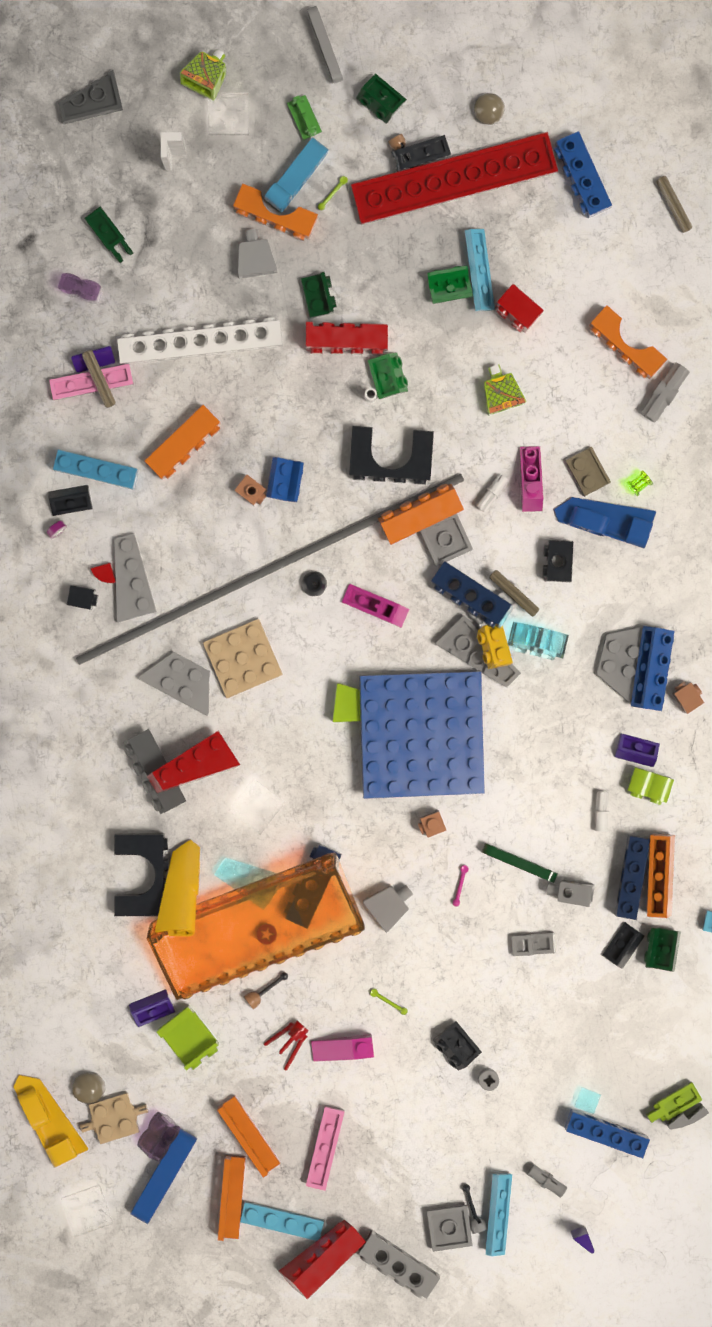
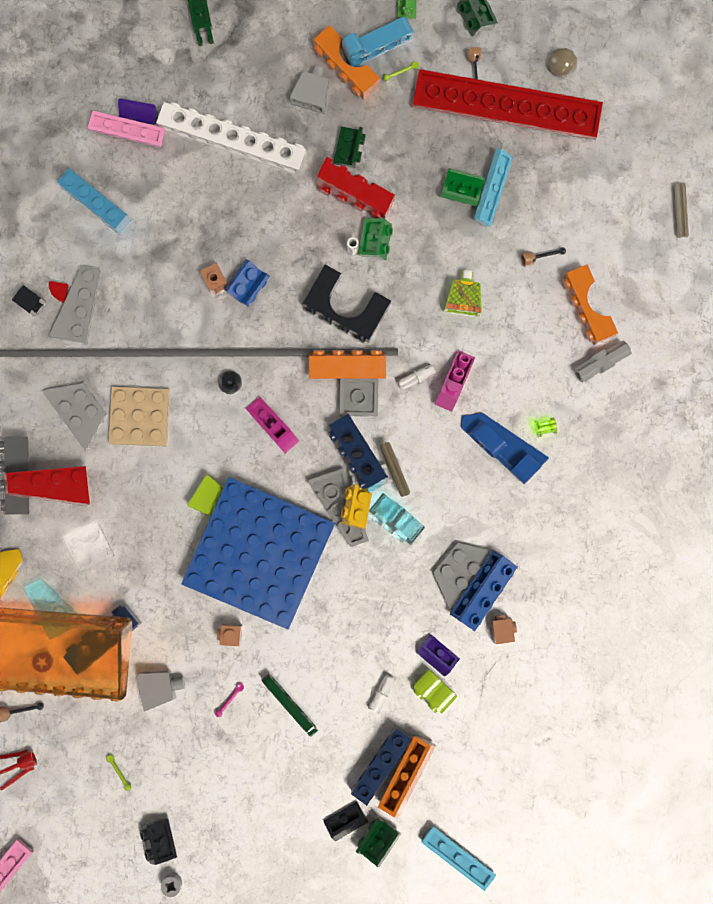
camera: 20 degrees right, 5 degrees down
(56, 529) = (36, 235): magenta tile -> none
(70, 500) = (61, 218): black slope -> none
(75, 287) = (155, 48): clear purple brick -> none
(98, 378) = (132, 126): dark tan axle -> none
(183, 442) = (177, 213): orange brick -> none
(343, 1048) = (59, 795): dark pink slope -> none
(421, 153) = (489, 70): black plate -> none
(518, 308) = (511, 232): red brick -> none
(533, 944) = (268, 782): light grey slope -> none
(547, 323) = (529, 258): none -> hinge
(565, 551) = (445, 472): black brick -> none
(581, 895) = (330, 758): light grey torso -> none
(582, 174) = (616, 150): blue brick -> none
(588, 471) = (506, 397): dark tan plate -> none

